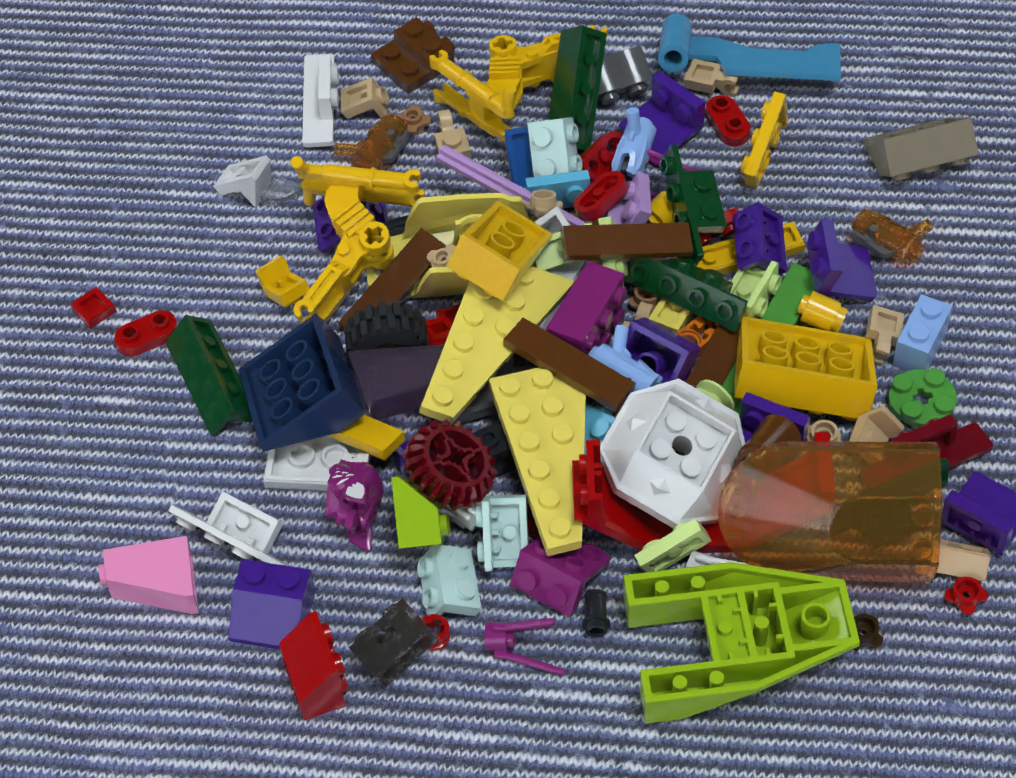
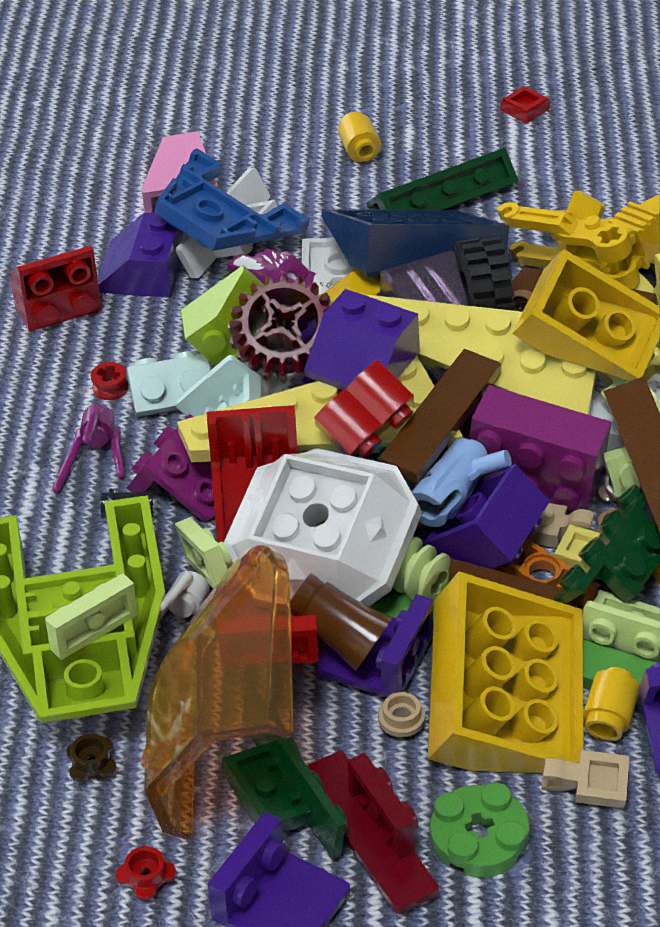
camera: 85 degrees right, 10 degrees down
(123, 429) = (359, 137): none -> yellow brick
(145, 332) = (490, 135): red plate -> none
(246, 536) = (217, 217): none -> blue wing
(389, 659) = (84, 339): clear smoke brick -> none
(501, 400) = (359, 332): none -> dark purple slope
(575, 405) = (365, 410): none -> red brick
(781, 607) = (91, 616): none -> yellowish green plate
(876, 426) = (399, 756): tan bracket -> none
(922, 334) = (585, 818): light blue brick -> none
(963, 560) = (204, 846): tan slope -> none

